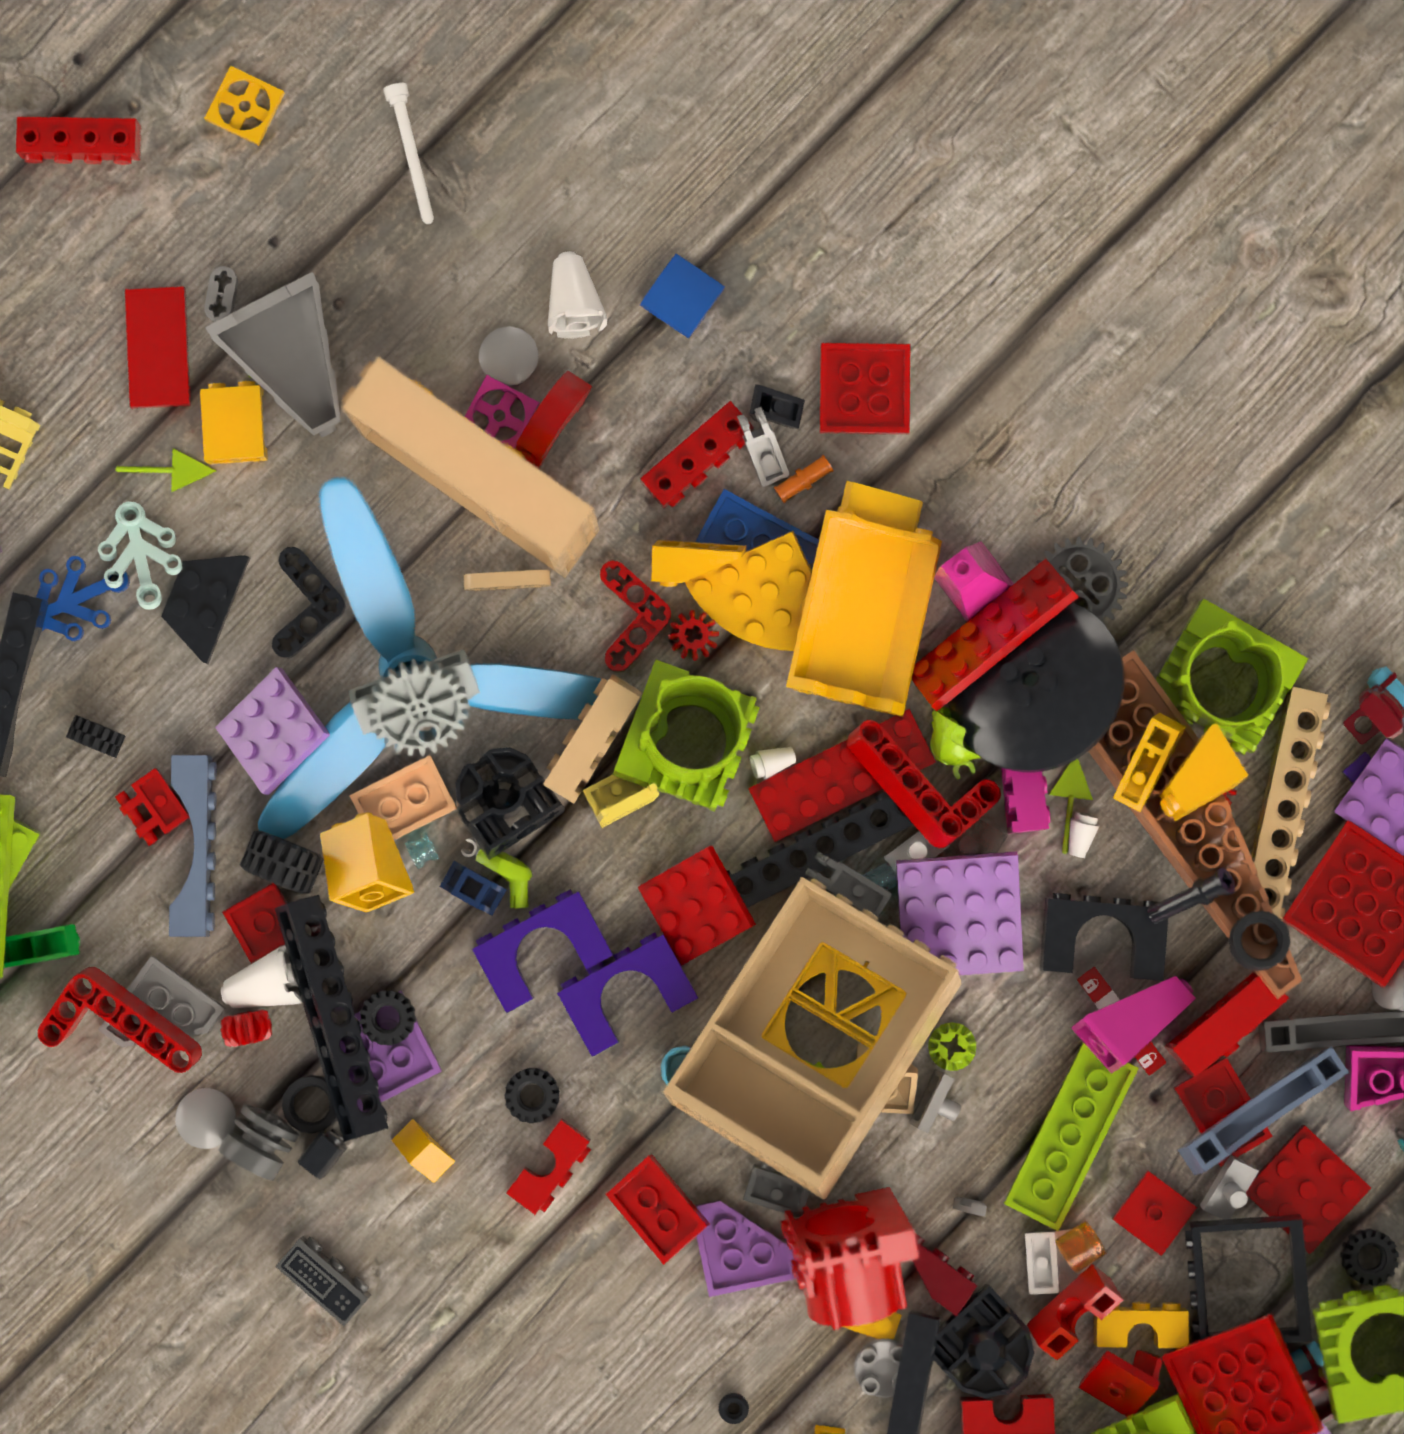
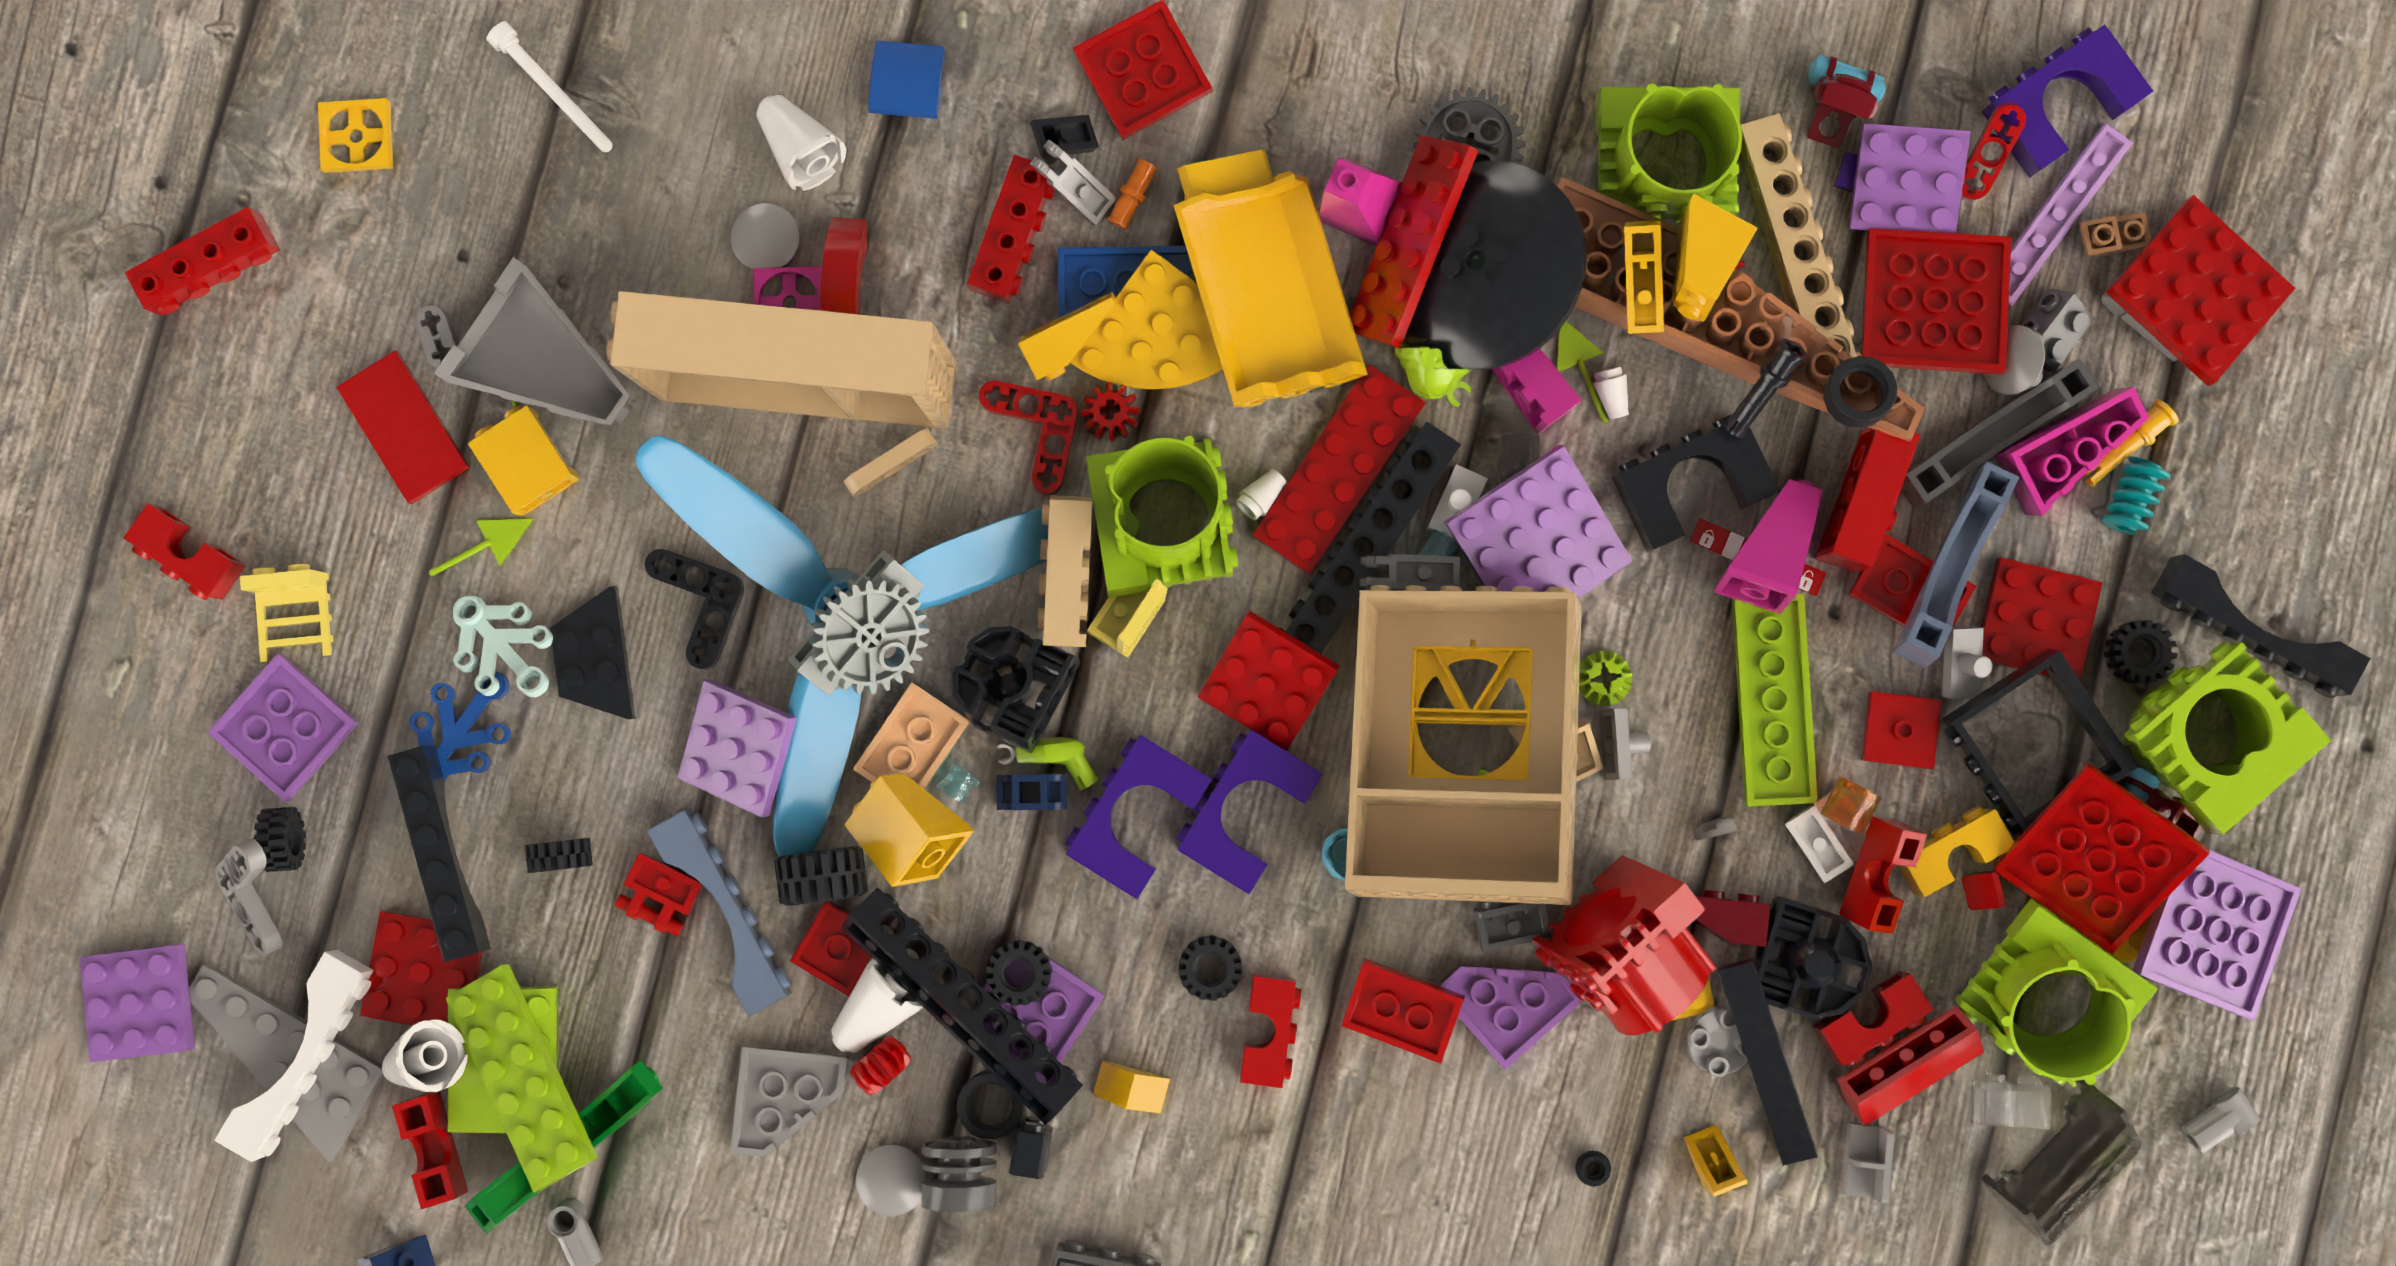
camera: 30 degrees left, 0 degrees up
(120, 1018) = (744, 1129): red beam -> none
(918, 789) = (1422, 441): red beam -> none
(1119, 1384) = (1967, 922): red plate -> none

